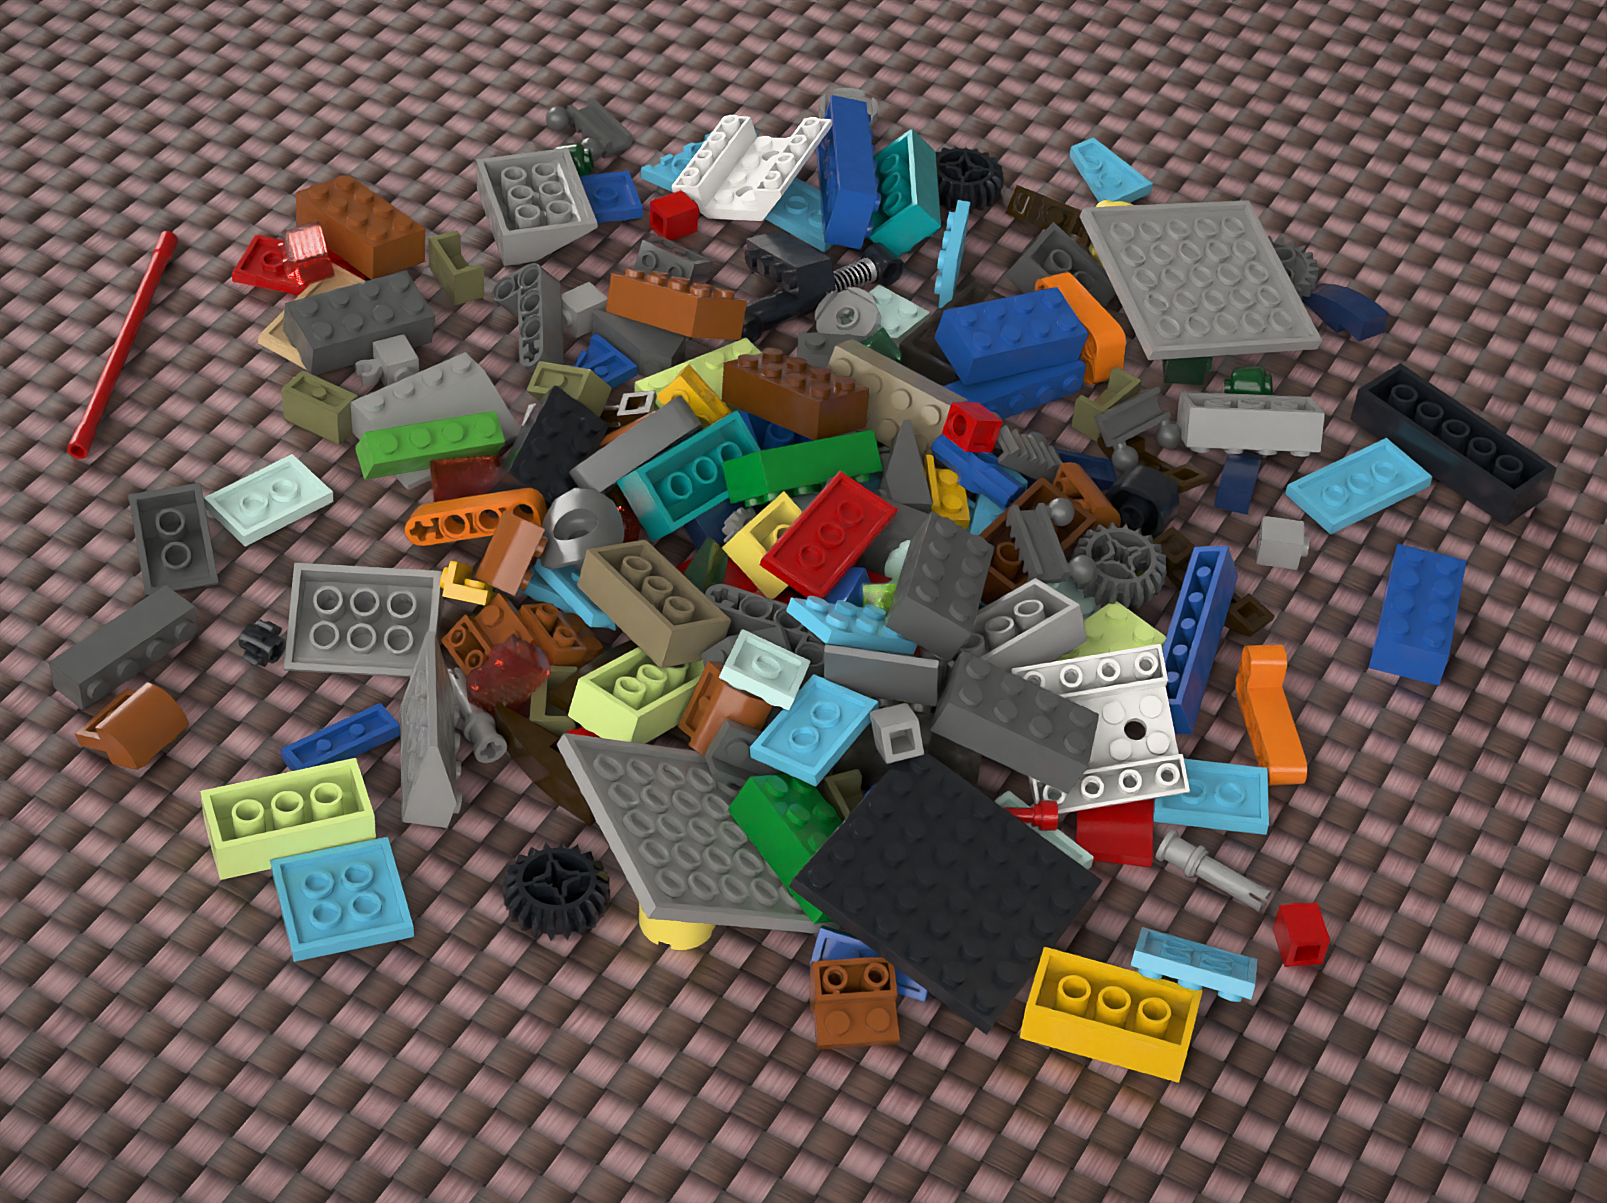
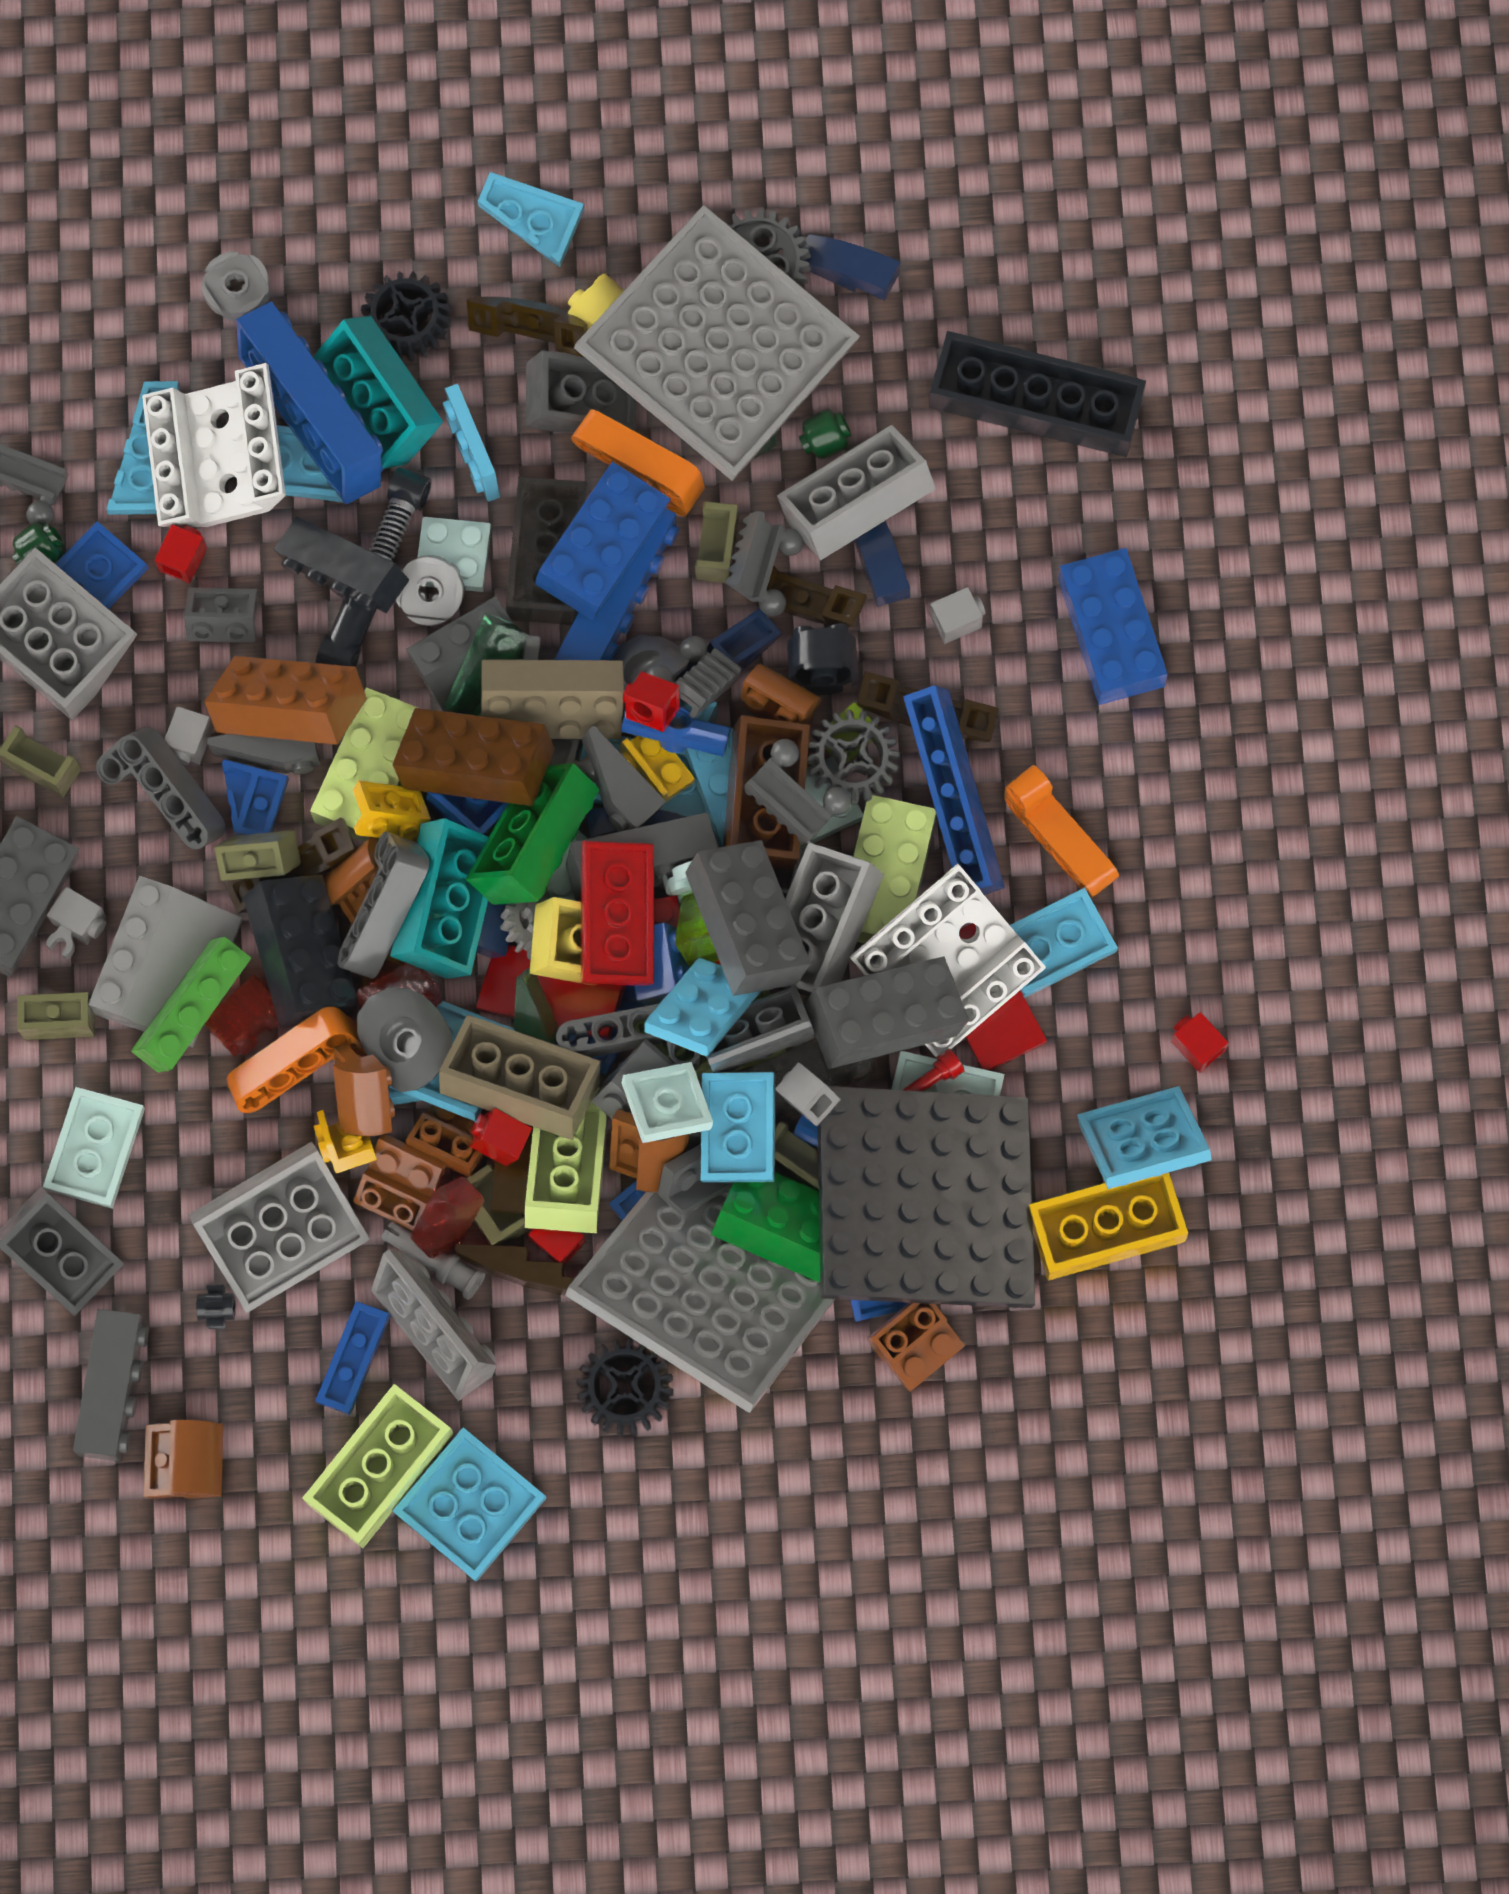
camera: 25 degrees left, 30 degrees up
(600, 638) = (499, 1136): none -> red brick
(1197, 863) = (1082, 1022): light grey pin -> none
(1358, 485) = (982, 495): medium azure plate -> none

